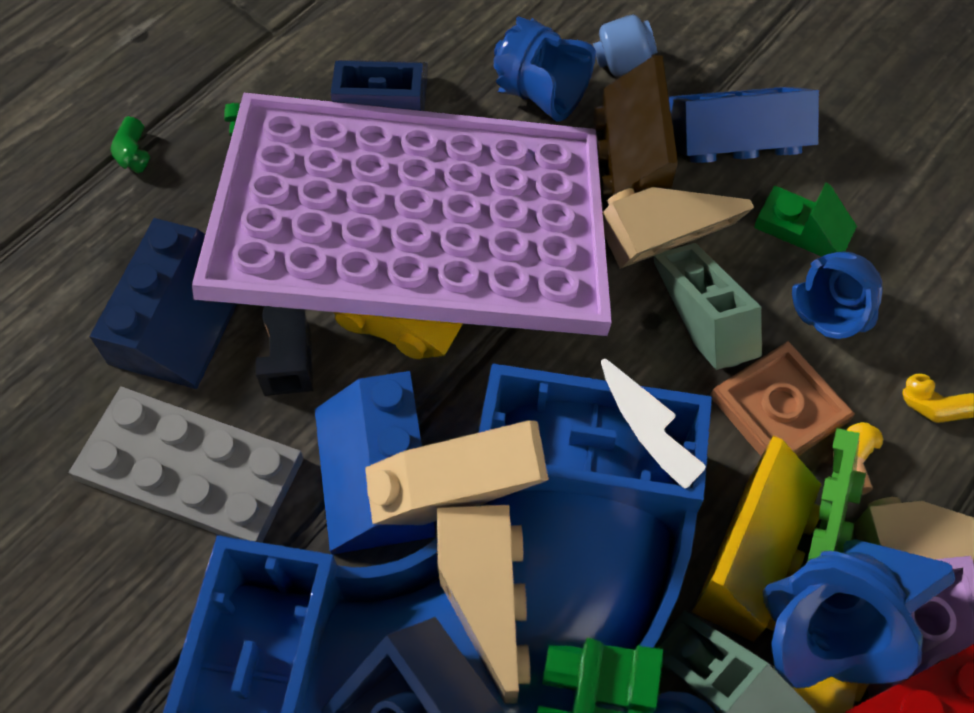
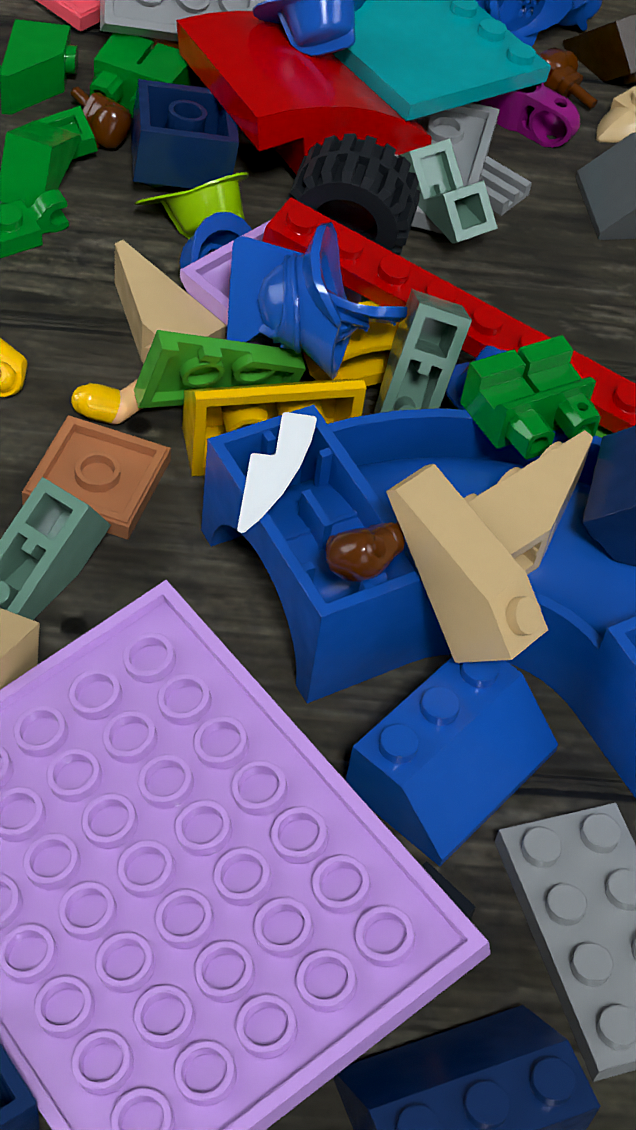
camera: 135 degrees left, 10 degrees down
(517, 400) = (364, 551): none -> reddish brown piece

